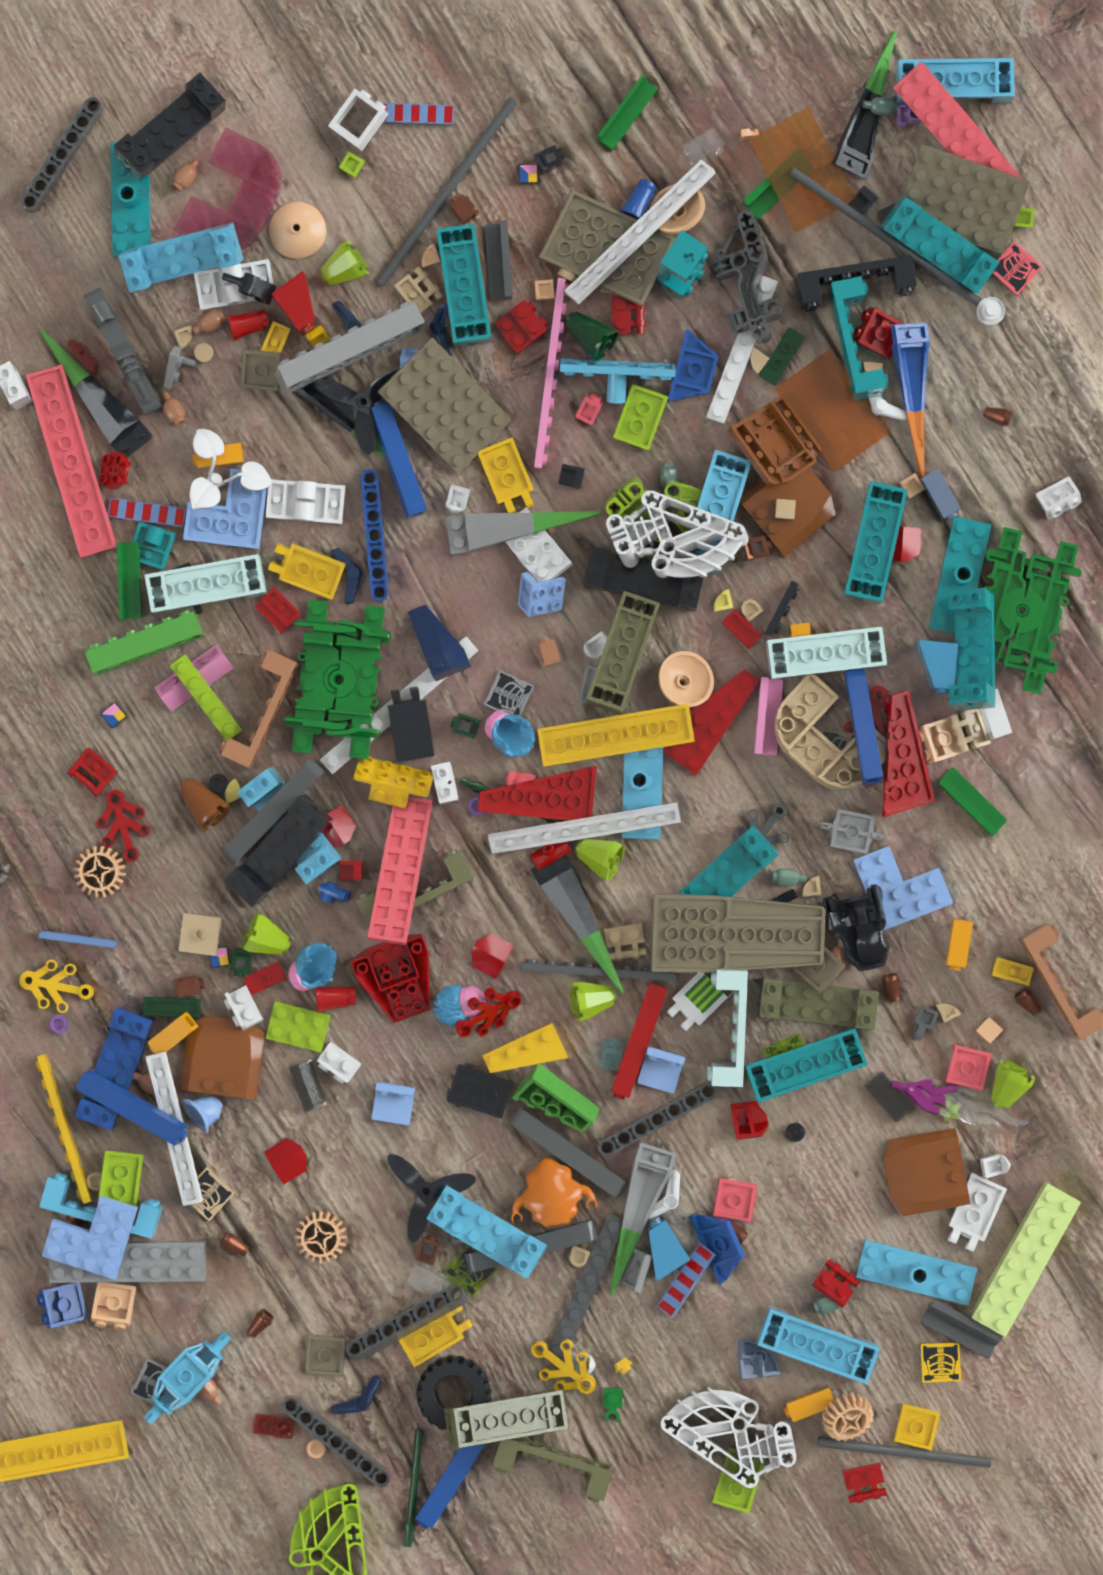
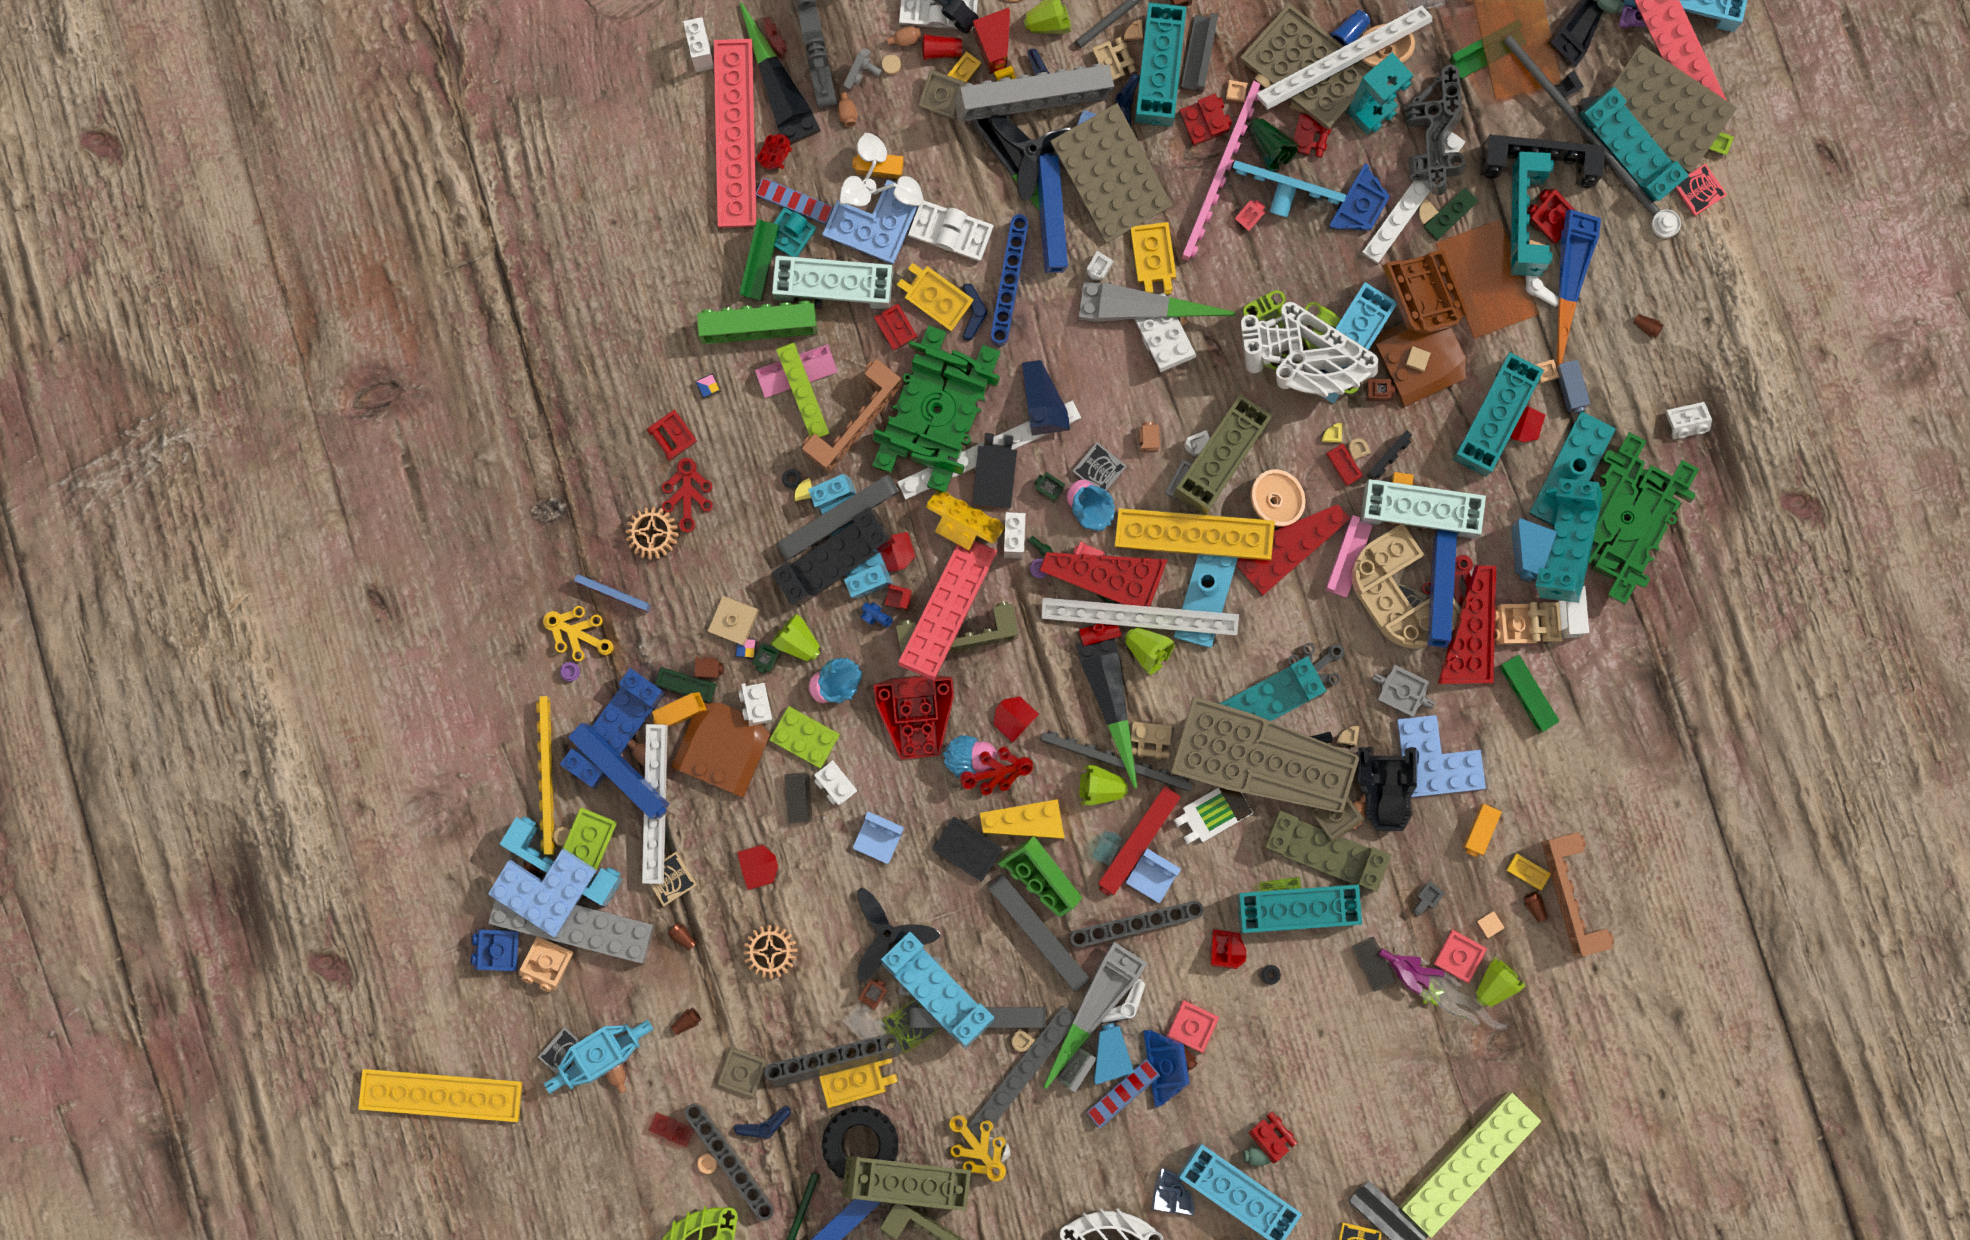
camera: 15 degrees right, 5 degrees down
(184, 336) = (876, 44): tan tile -> none
(203, 804) = (772, 494): dark orange cone -> none
(203, 1111) = (687, 795): light blue piece -> none
(265, 978) = (785, 681): red plate -> none
(334, 997) = (848, 717): red plant -> none
(541, 596) = (1156, 379): light blue bracket -> none
(551, 1194) = (1011, 971): orange piece -> none
(571, 476) = (1216, 274): black panel -> none
(609, 574) = (1288, 406): black plate -> none
(612, 1400) = (1017, 1196): green plate -> none
(623, 1366) = (1037, 1164): yellow plate -> none
(640, 417) = (1298, 236): lime plate -> none
(668, 473) = (1310, 295): sand green plant -> none
(728, 1073) = (1225, 898): light aqua plate -> none
(787, 877) = (1327, 719): sand green plant -> none
(891, 985) = (1404, 854): copper cone -> none
(896, 1269) = (1340, 1137): medium azure plate -> none
(926, 1172) = (1392, 1050): dark orange wedge -> none
(947, 1011) = (1453, 895): tan tile -> none
(976, 1219) = (1431, 1102): white tile -> none
(994, 1165) = (1462, 1061): white plate -> none

